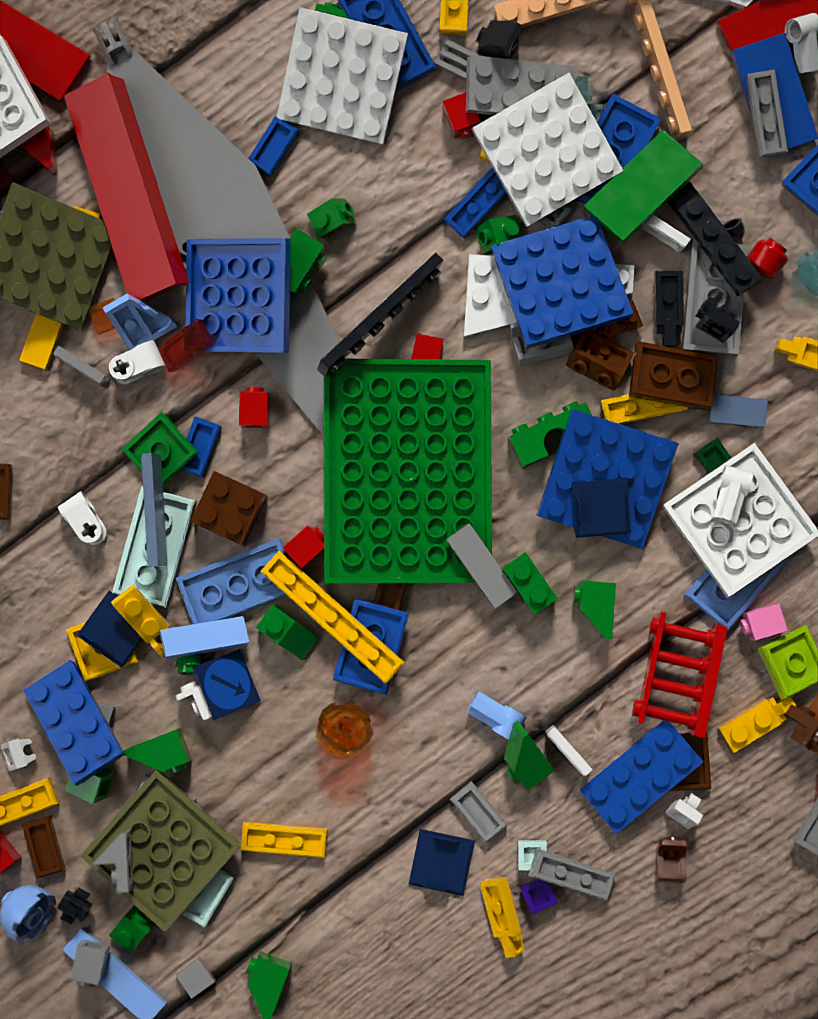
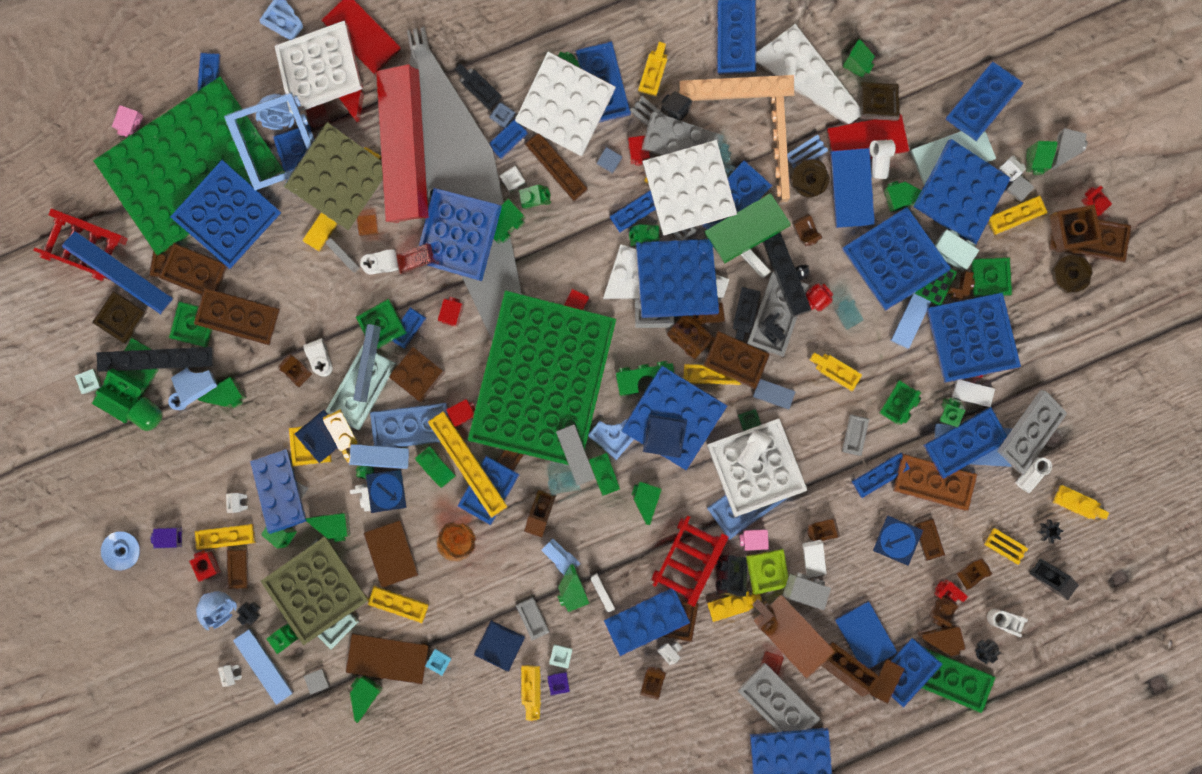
camera: 10 degrees right, 0 degrees up
(54, 545) = (294, 370): none -> reddish brown bracket
(66, 1002) = (226, 675): none -> white tile
(90, 963) = (249, 653): light grey brick -> none
(120, 854) = (287, 586): light grey slope -> none
(137, 321) = (387, 234): light blue wing -> none
(213, 83) = (478, 87): none -> black hinge
(255, 771) = (391, 554): none -> reddish brown tile
(256, 114) = (502, 115): none -> sand blue tile
(287, 920) = (387, 658): none -> reddish brown tile
(293, 201) = (512, 179): none -> white tile
(351, 168) = (556, 167): none -> reddish brown tile
(361, 906) = (438, 662): none -> medium azure plate
(374, 321) = (544, 274): black plate -> none
(423, 140) = (609, 160): none -> sand blue tile
(452, 661) = (539, 513): none -> reddish brown slope
(472, 610) = (562, 483): none -> clear light blue bracket
(525, 530) = (611, 438): none -> light blue tile
(571, 874) = (583, 675): light grey tile -> none
(712, 46) = (820, 144): none -> light blue tile
(724, 86) = (799, 180): none -> dark brown plate
(725, 170) = (806, 230): none -> reddish brown bracket
(744, 681) = (731, 575): none -> black bracket
(766, 113) = (843, 199): light grey tile -> none

